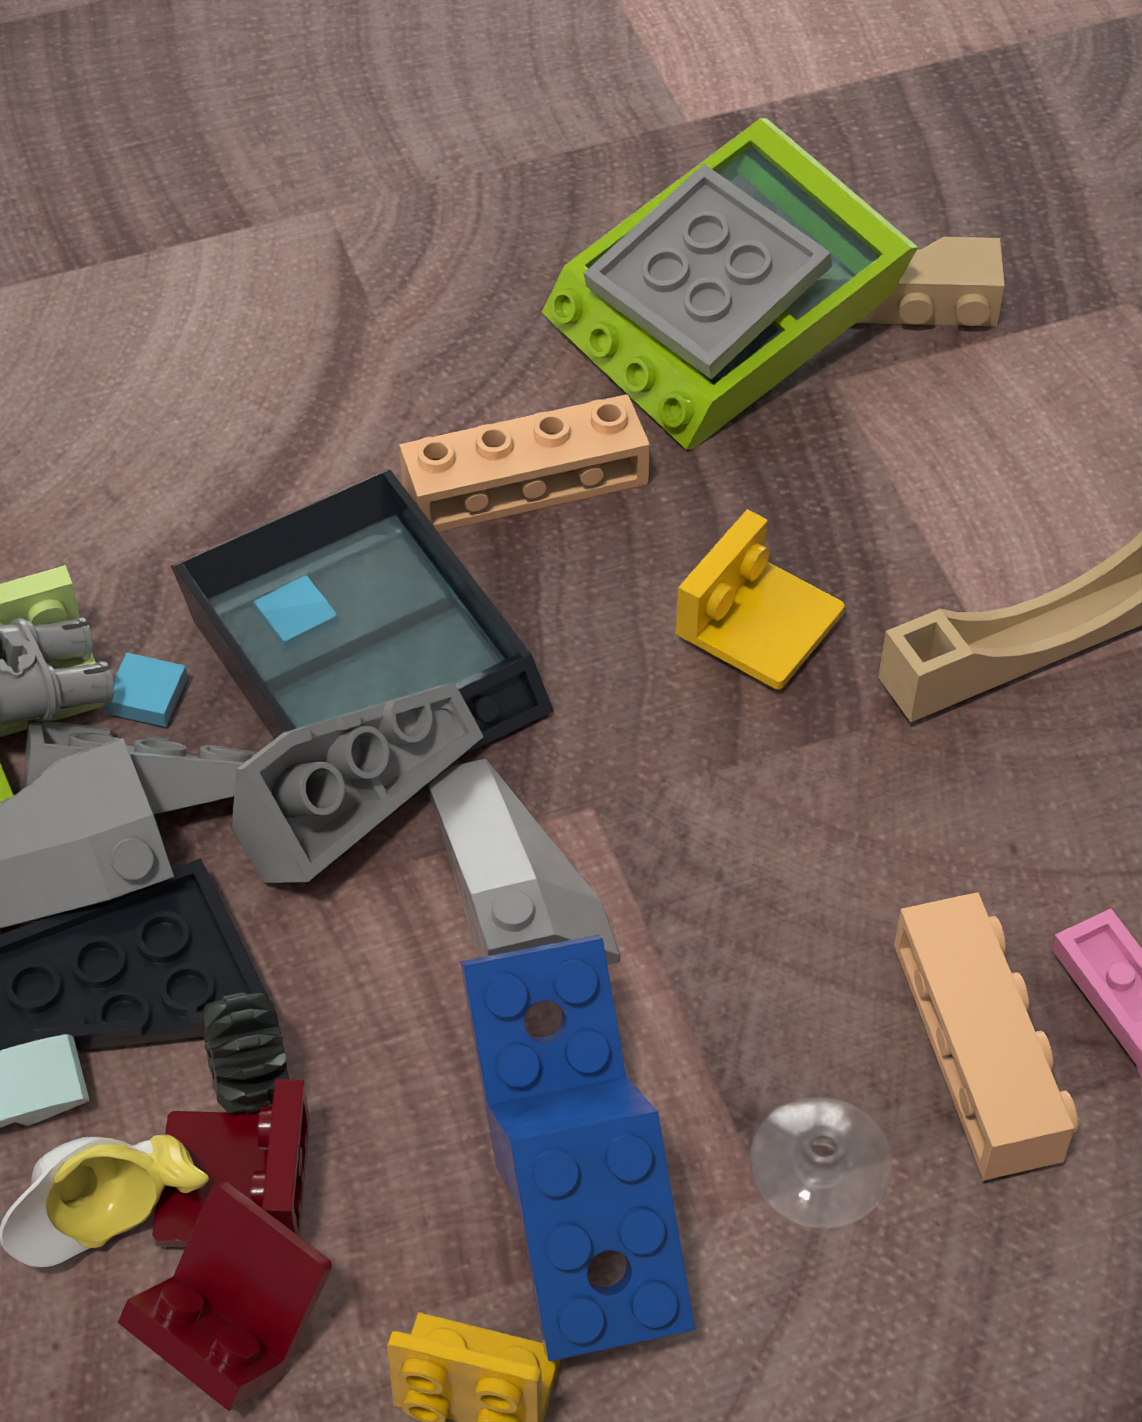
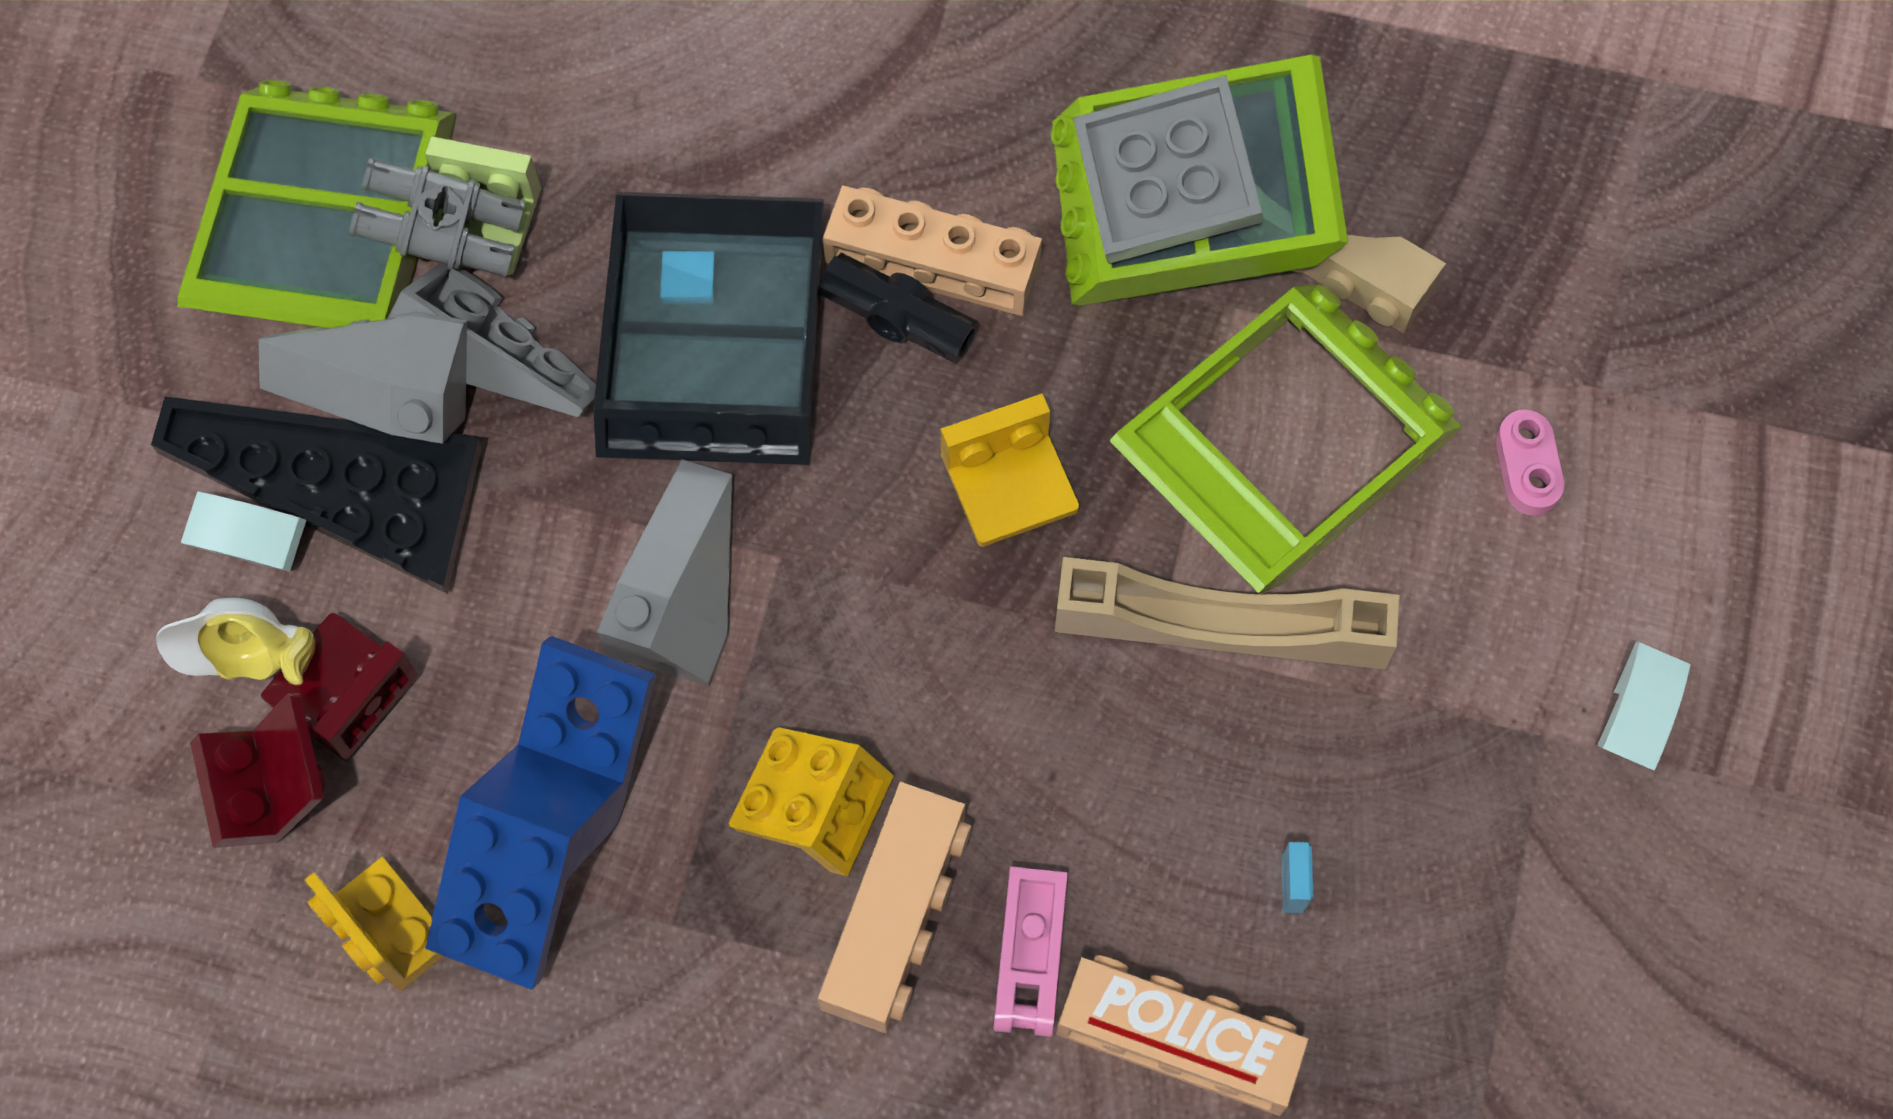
camera: 35 degrees right, 15 degrees up
(147, 689) = (544, 279): medium azure tile -> none
(244, 1051) = (397, 602): pearl dark grey gear -> none
(340, 777) = (594, 439): light grey wedge -> none
(533, 528) = (898, 307): none -> black piece
(808, 988) = (813, 797): none -> yellow bracket
(814, 1187) = (734, 949): clear dish -> none
(963, 518) = (1220, 498): none -> lime window

